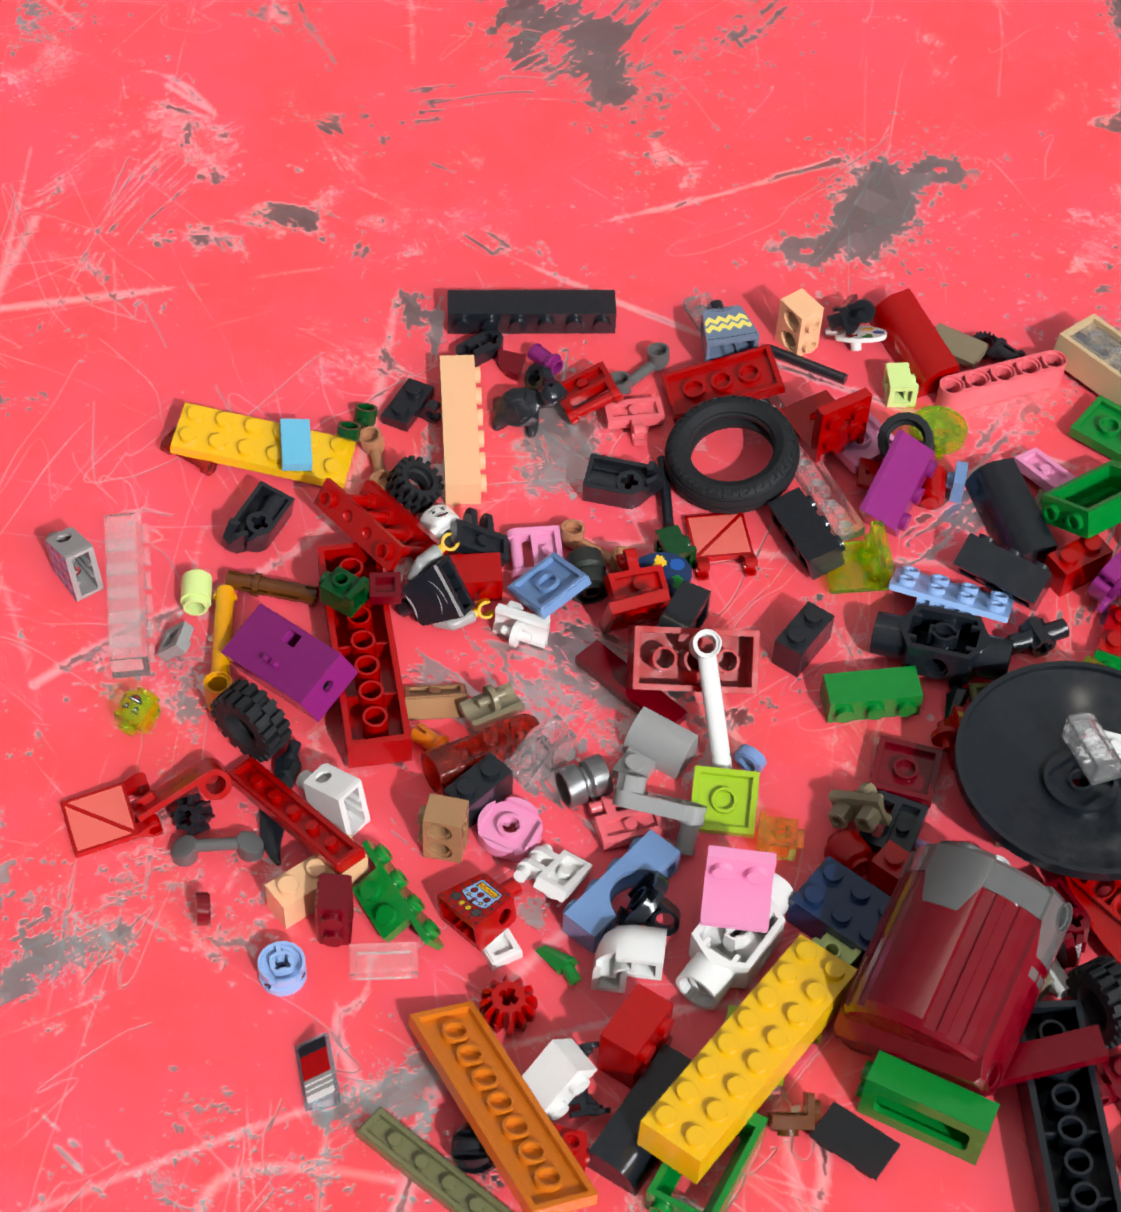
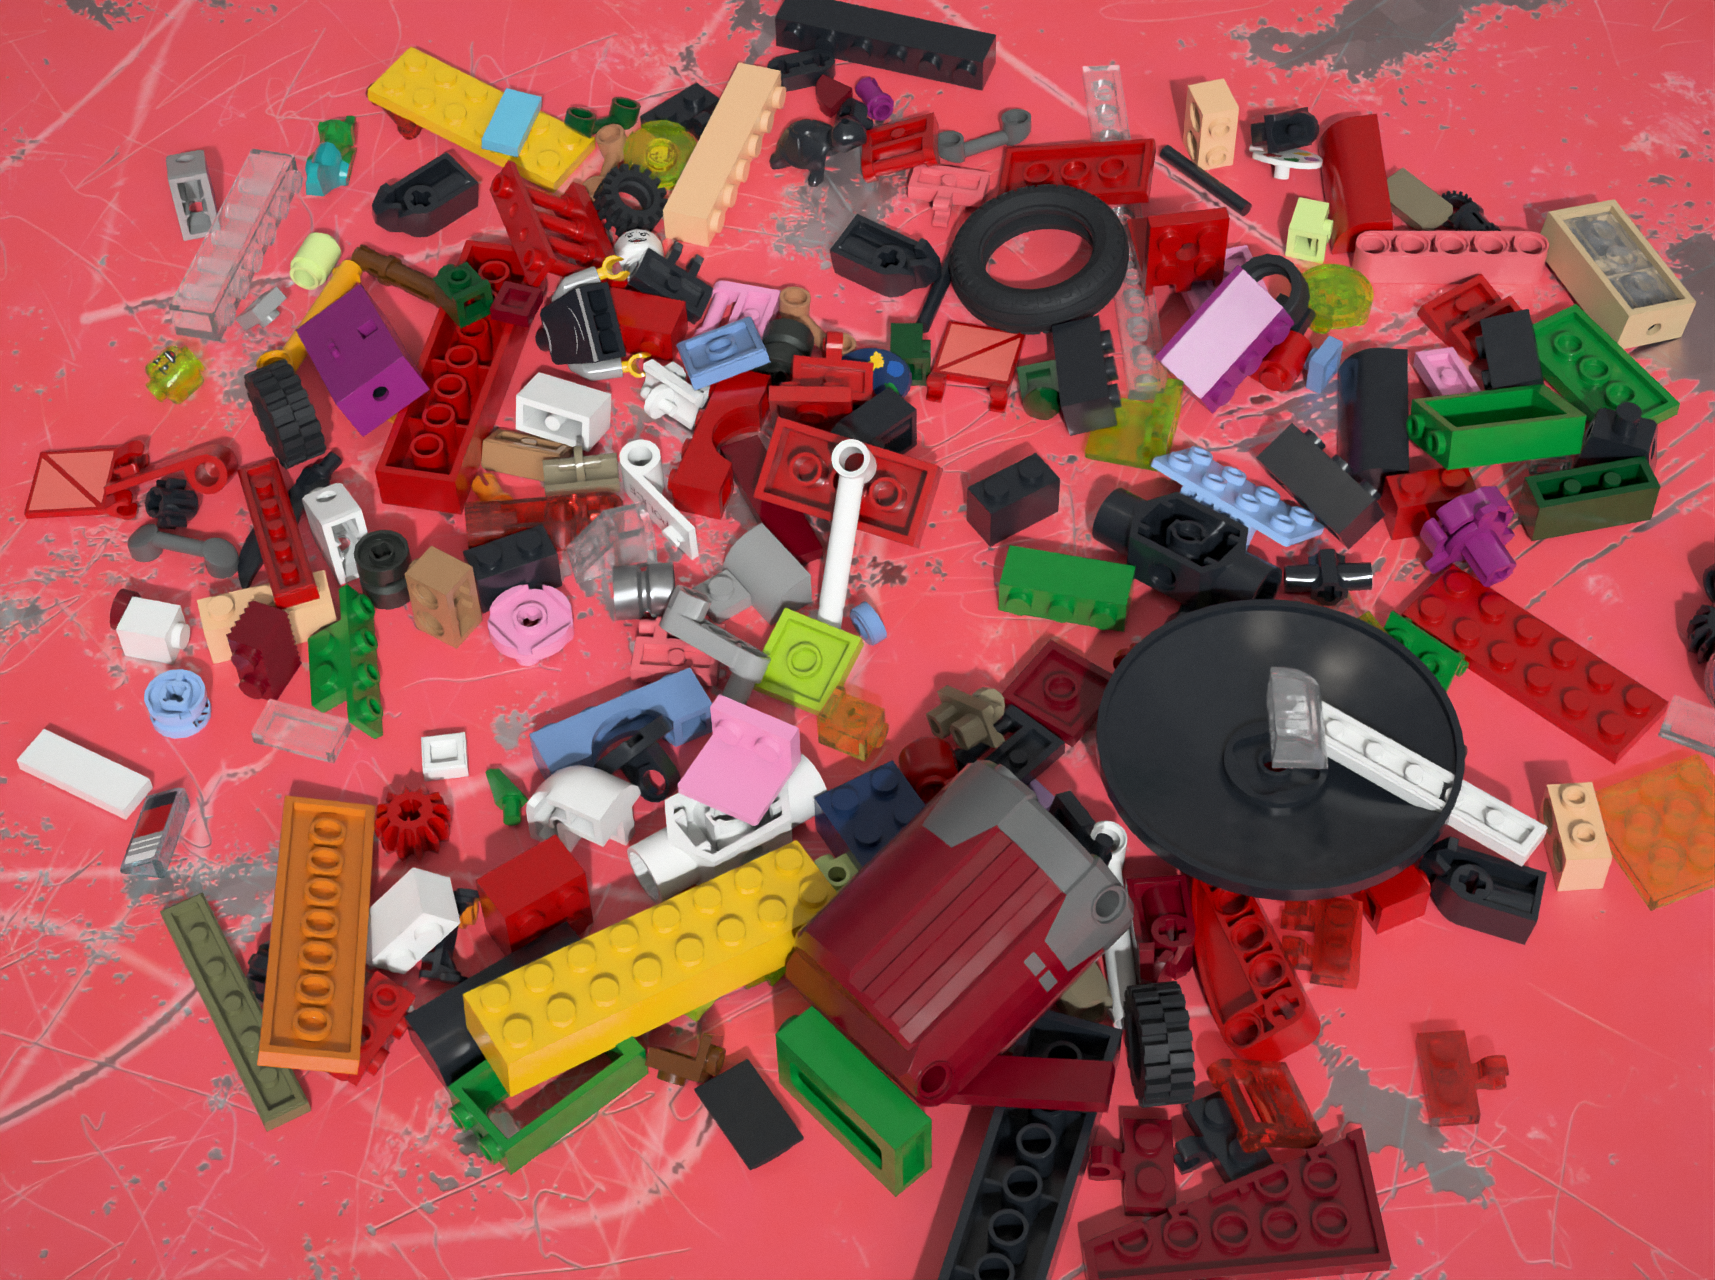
camera: 25 degrees right, 0 degrees up
(163, 505) = (333, 158): none -> animal
(234, 917) = (153, 630): none -> white brick
(238, 1044) = (85, 774): none -> white tile
(386, 818) = (381, 565): none -> pearl dark grey wheel
(413, 436) = (661, 148): none -> clear neon green tile
(450, 660) = (563, 411): none -> white brick
(480, 908) = (440, 701): red torso -> none
(535, 694) = (645, 482): none -> white door
(554, 873) = (548, 686): white plate -> none
(579, 681) = (704, 477): none -> red arch
(726, 331) = (1106, 111): sand blue torso -> none
(777, 551) = (1040, 389): none -> dark green plate
(1037, 422) = (1457, 314): none -> red slope
(1080, 443) = (1510, 351): none -> black brick

